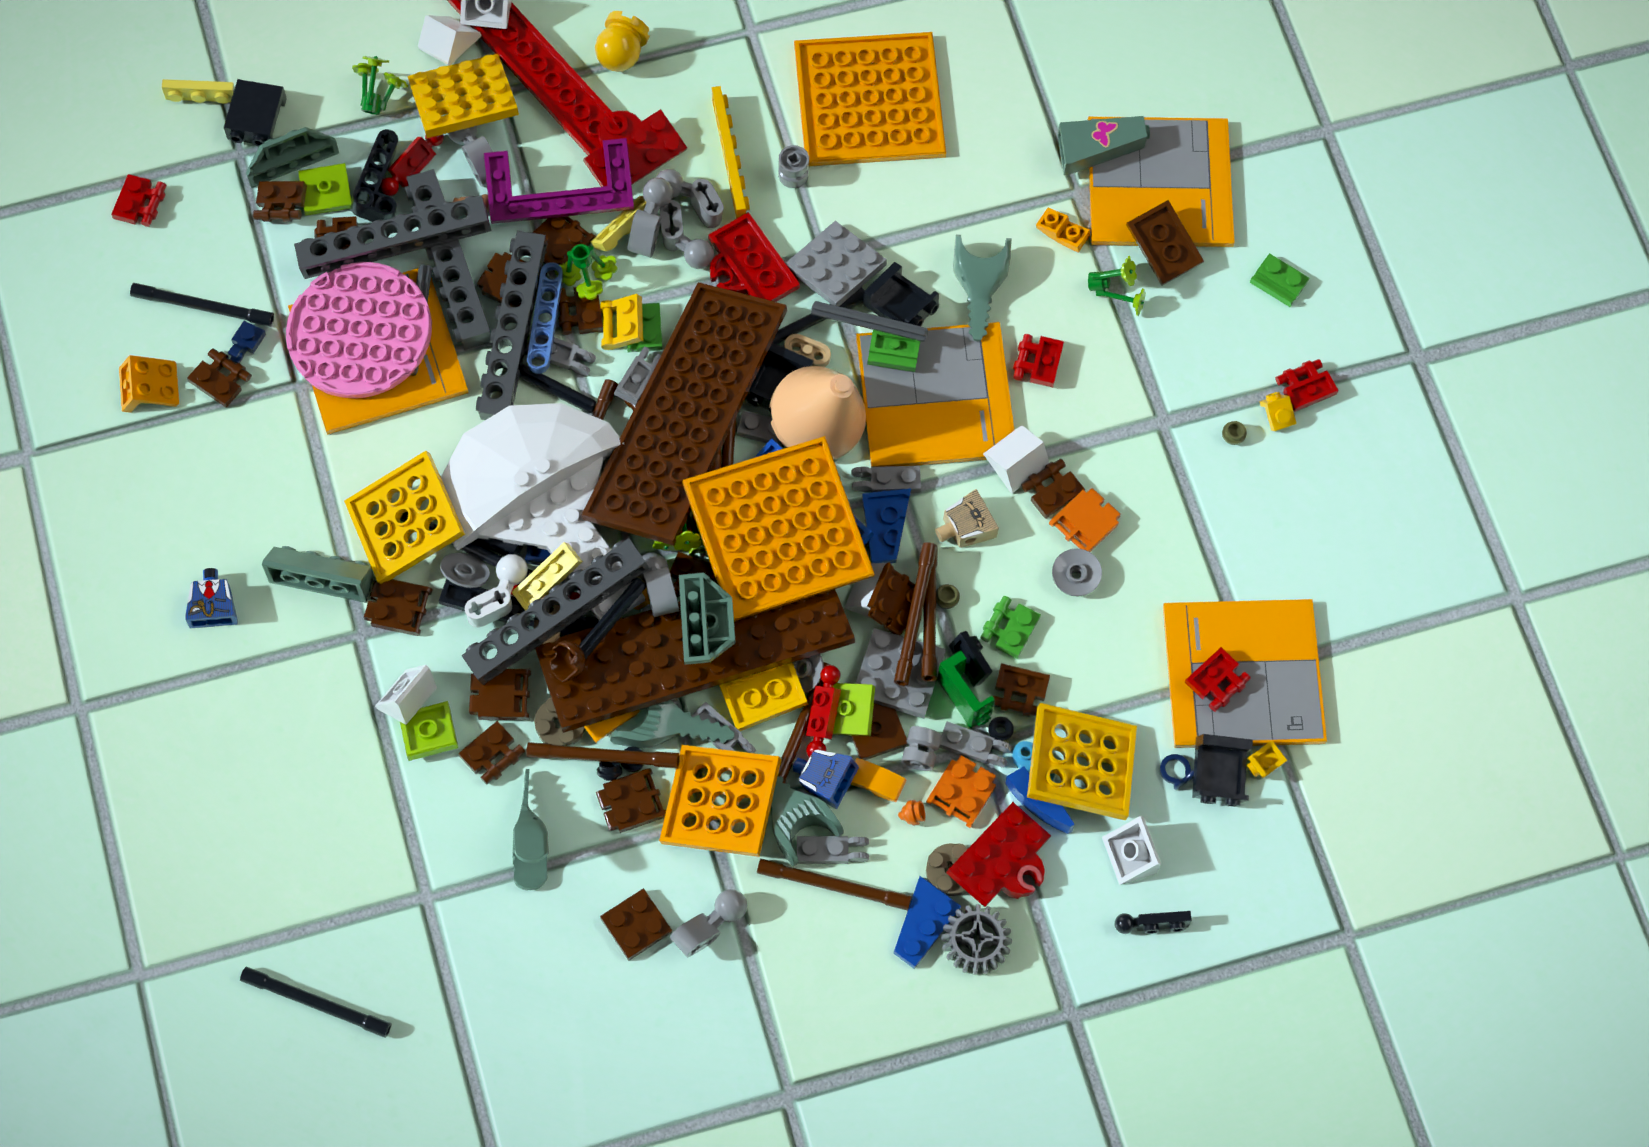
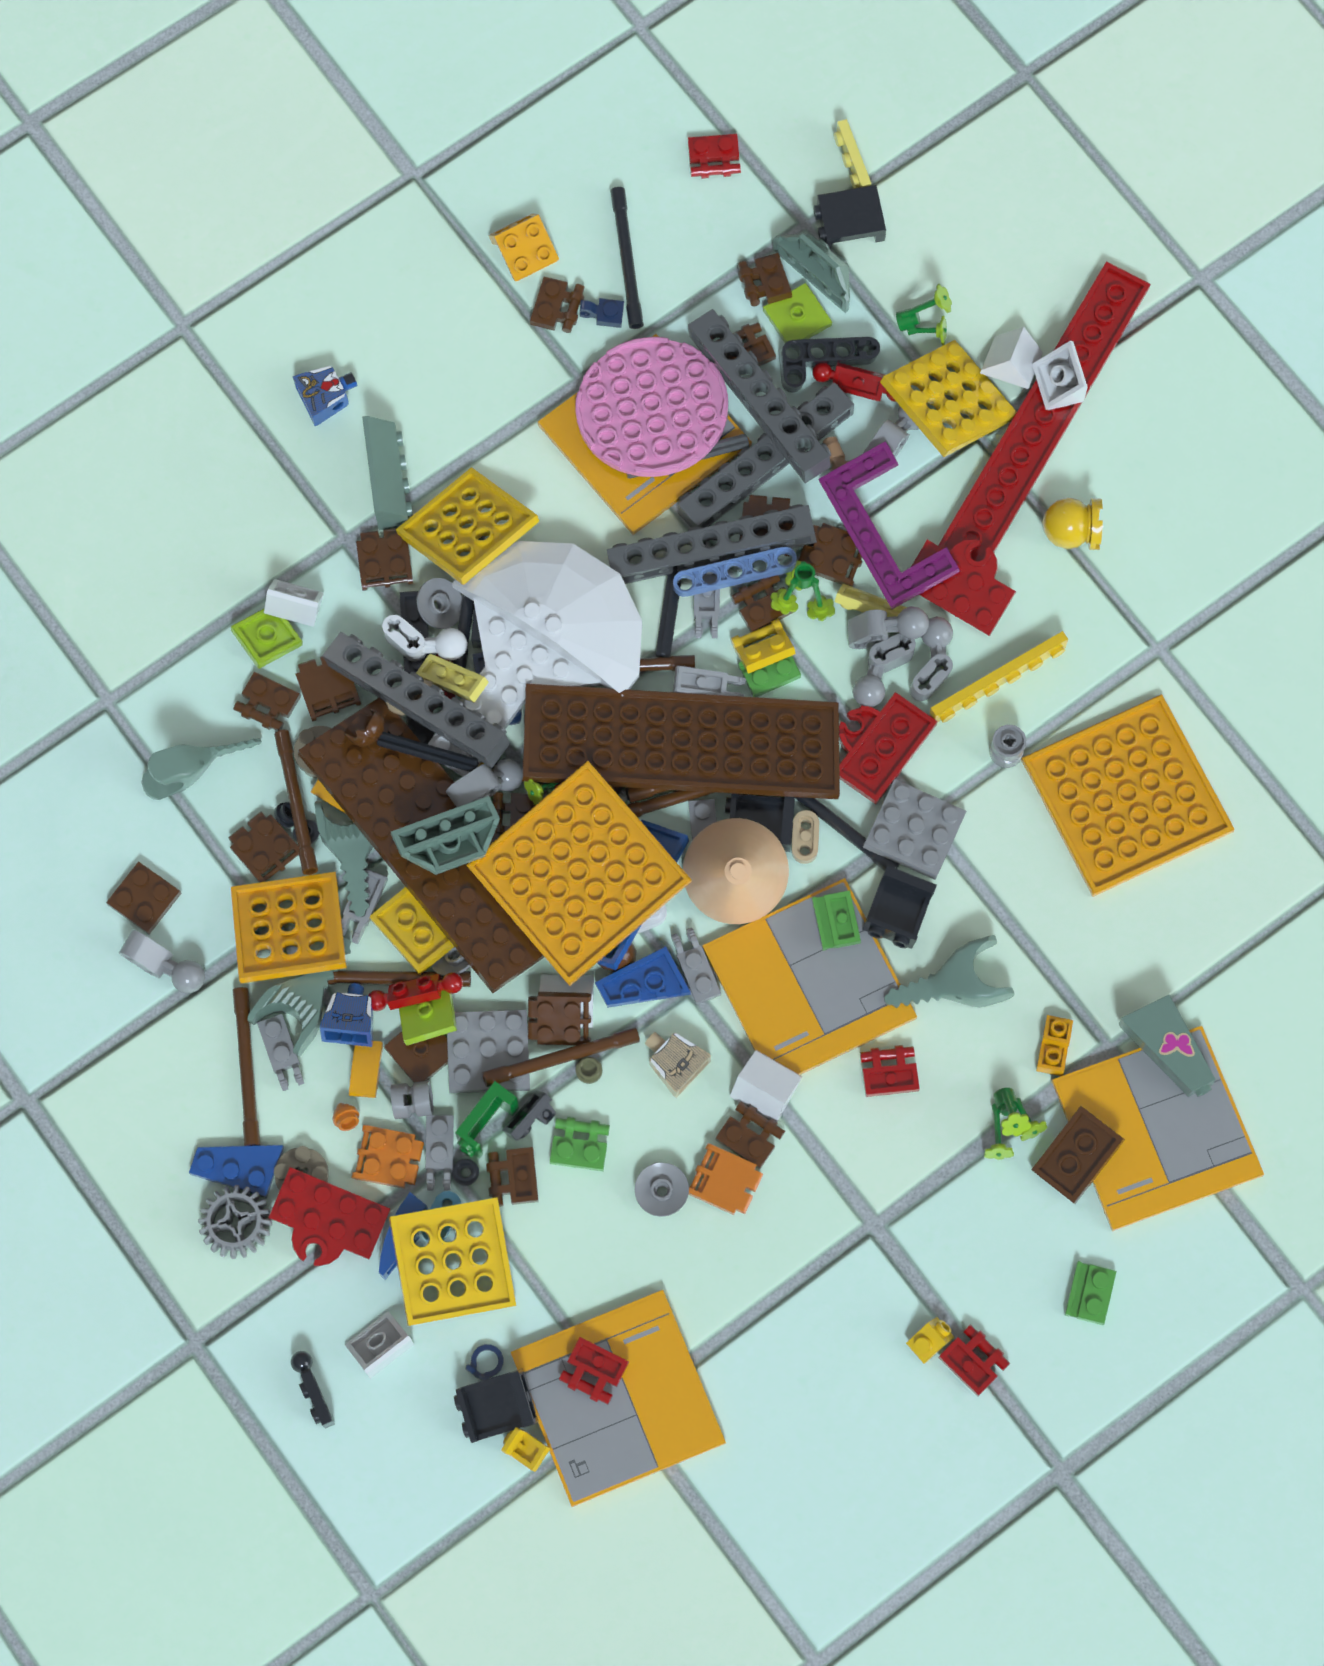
camera: 75 degrees right, 5 degrees up
(869, 321) = (855, 883): dark grey axle -> none
(905, 663) = (493, 1050): reddish brown piece -> none
(1234, 433) = (887, 1301): olive plate -> none

